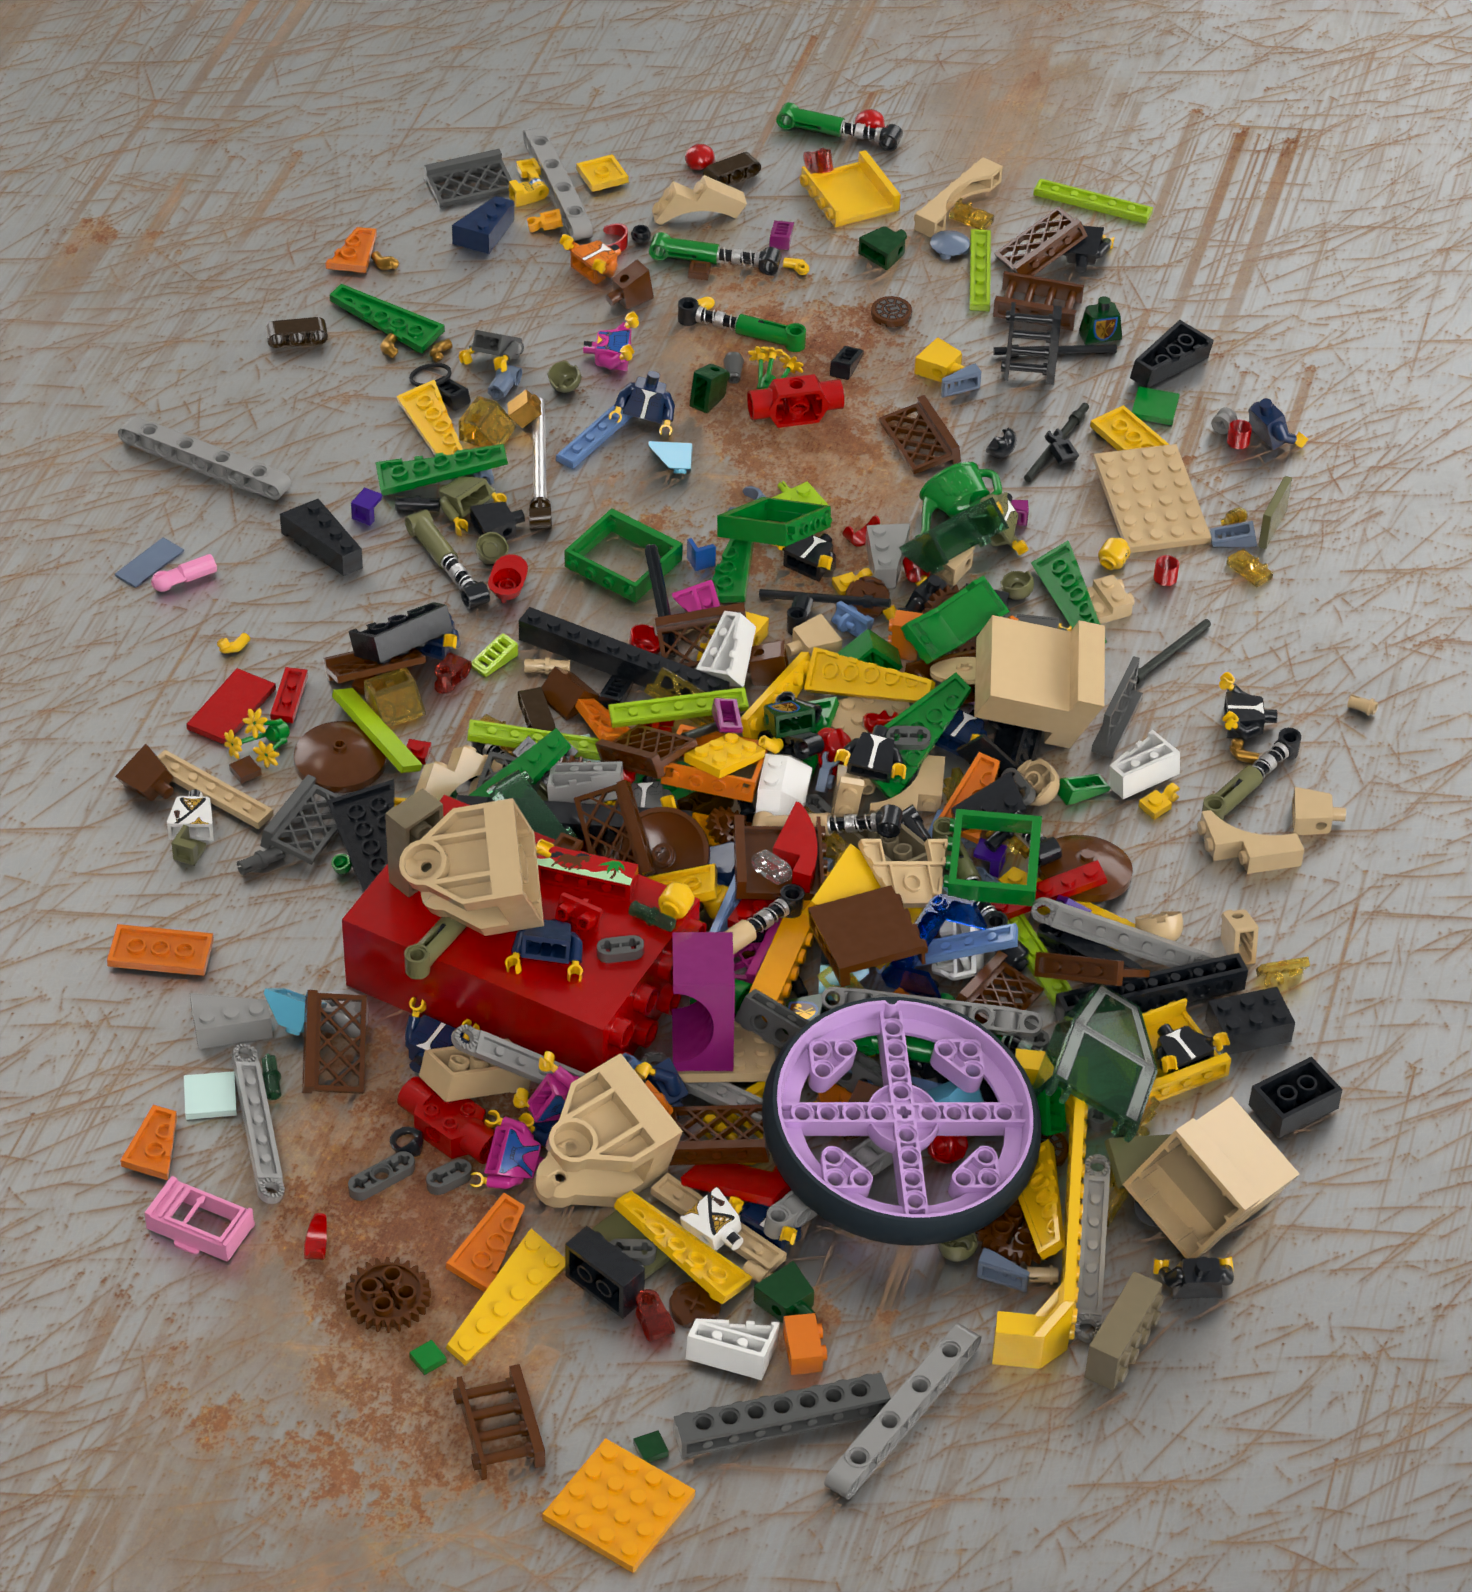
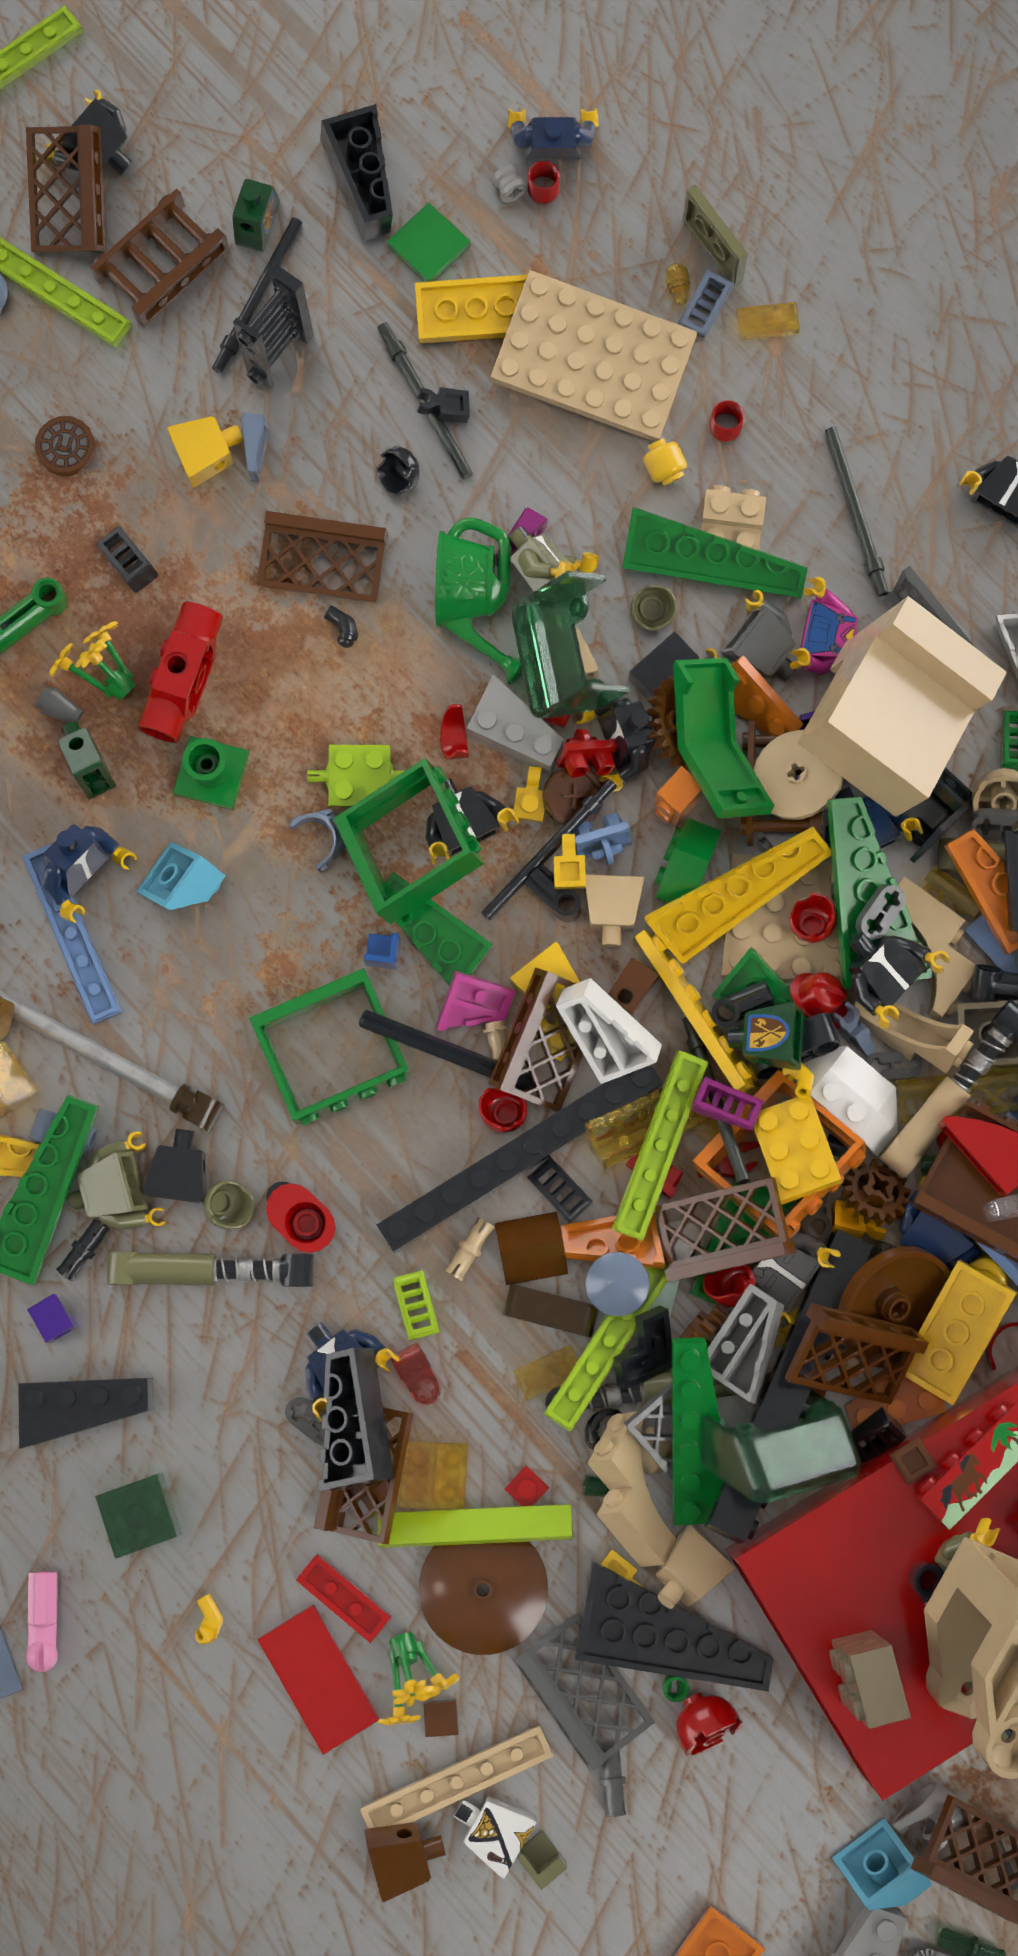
camera: 55 degrees left, 35 degrees up
(276, 586) = (138, 1515): none -> clear green brick
(326, 883) = (705, 1723): none -> red cylinder
(576, 722) = (617, 1284): none -> sand blue dish
(750, 440) = (213, 786): none -> green plant
(820, 602) = (569, 868): none -> yellow plate
(885, 464) = (346, 626): none -> black arm
(897, 584) = (585, 751): none -> red hips

